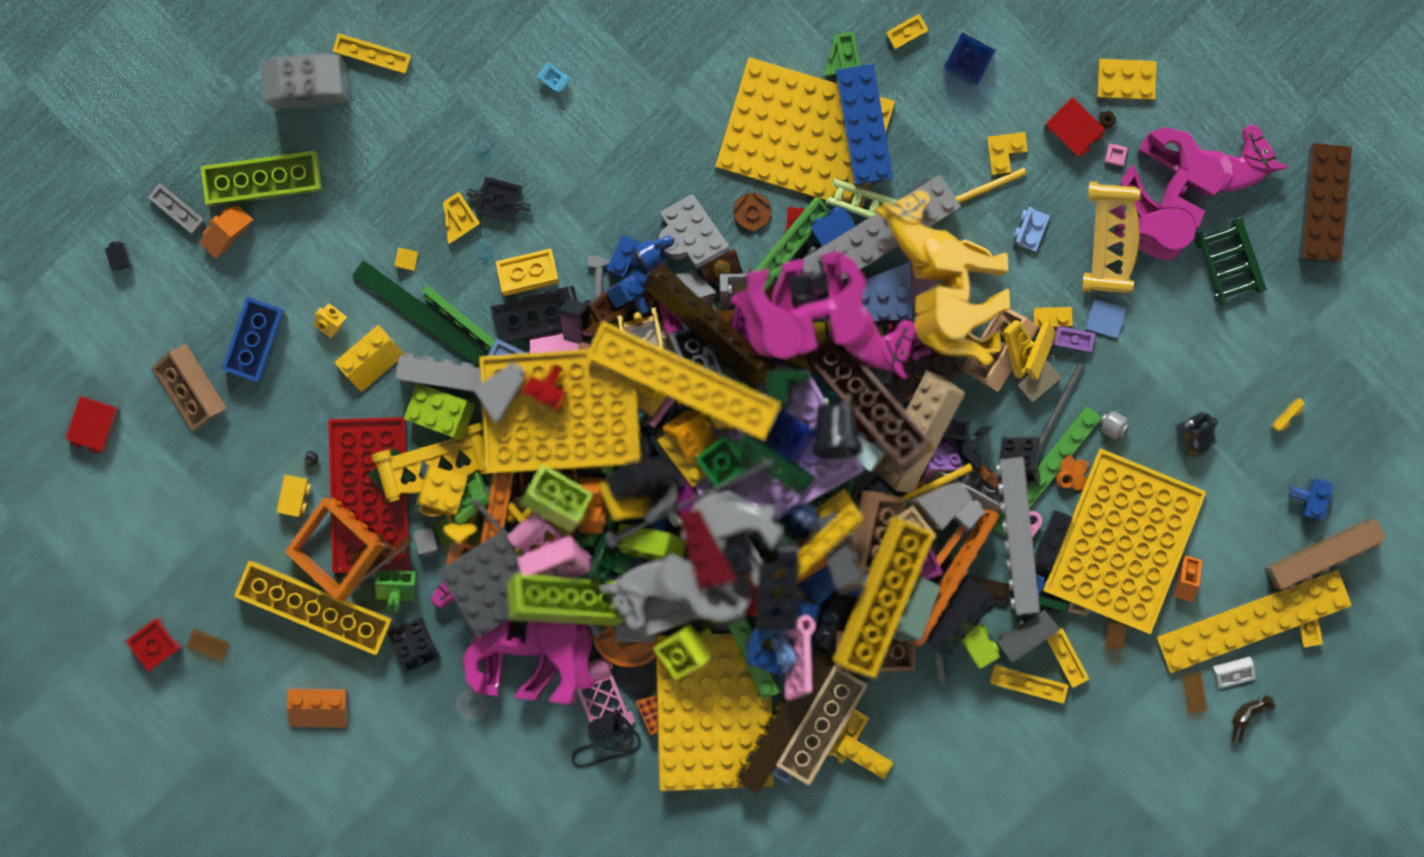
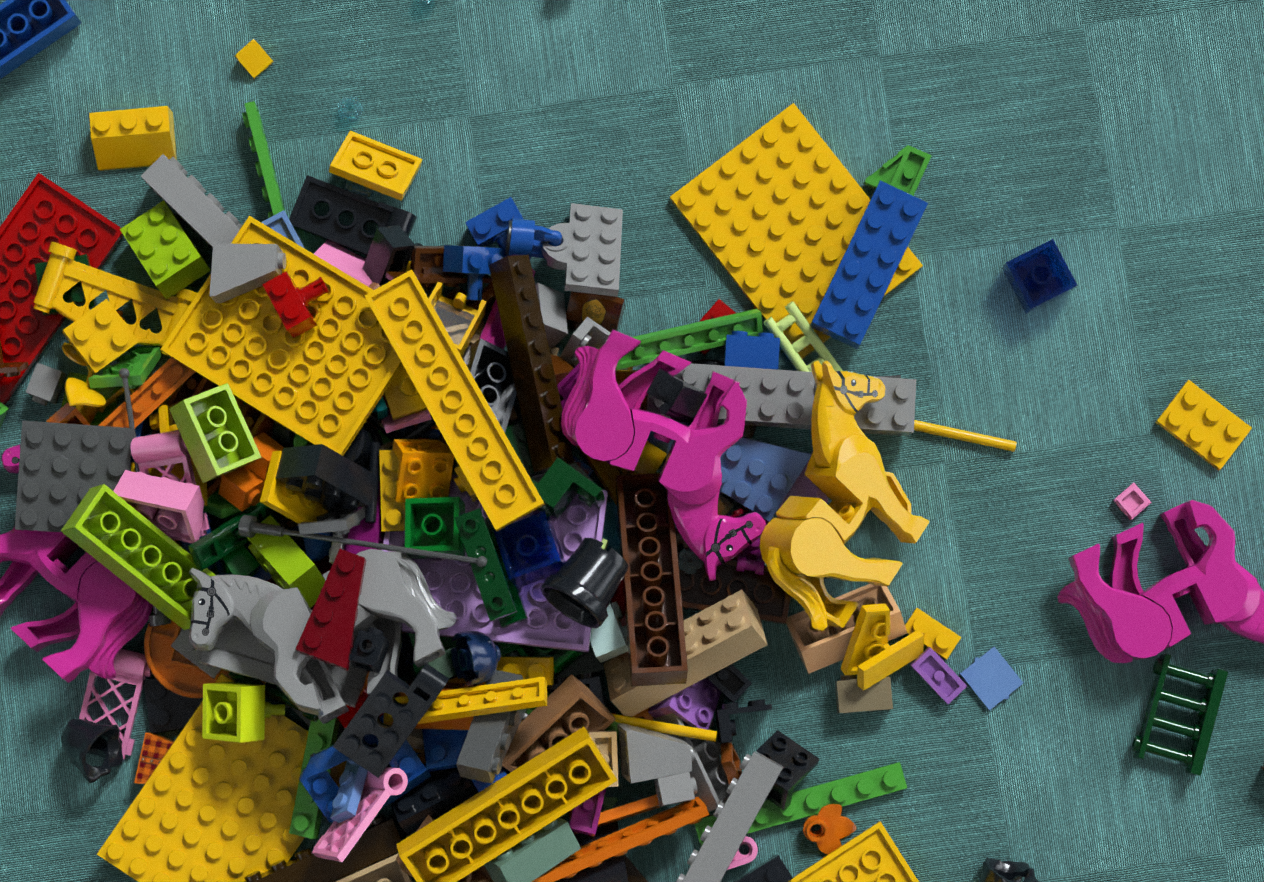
camera: 35 degrees right, 5 degrees down
(329, 320) = (119, 65): yellow brick -> none
(419, 312) = (225, 124): dark green tile -> none
(458, 217) = (344, 54): yellow wing -> none
(499, 200) = (403, 66): black plate -> none
(598, 262) = (463, 212): light grey piece -> none
(605, 759) = (67, 774): black piece -> none
(752, 211) = (675, 276): dark orange tile -> none
(907, 31) = (991, 198): yellow plate -> none
(1000, 148) = (1008, 401): yellow plate -> none
(1031, 229) = (977, 516): light blue bracket -> none
(1059, 406) = (867, 741): flat silver bar -> none
(1075, 127) = (1107, 437): red panel -> none
(1108, 198) = (1087, 539): yellow piece -> none
(1112, 119) = (1144, 459): dark brown plate -> none
(1114, 425) = (915, 807): light grey head -> none

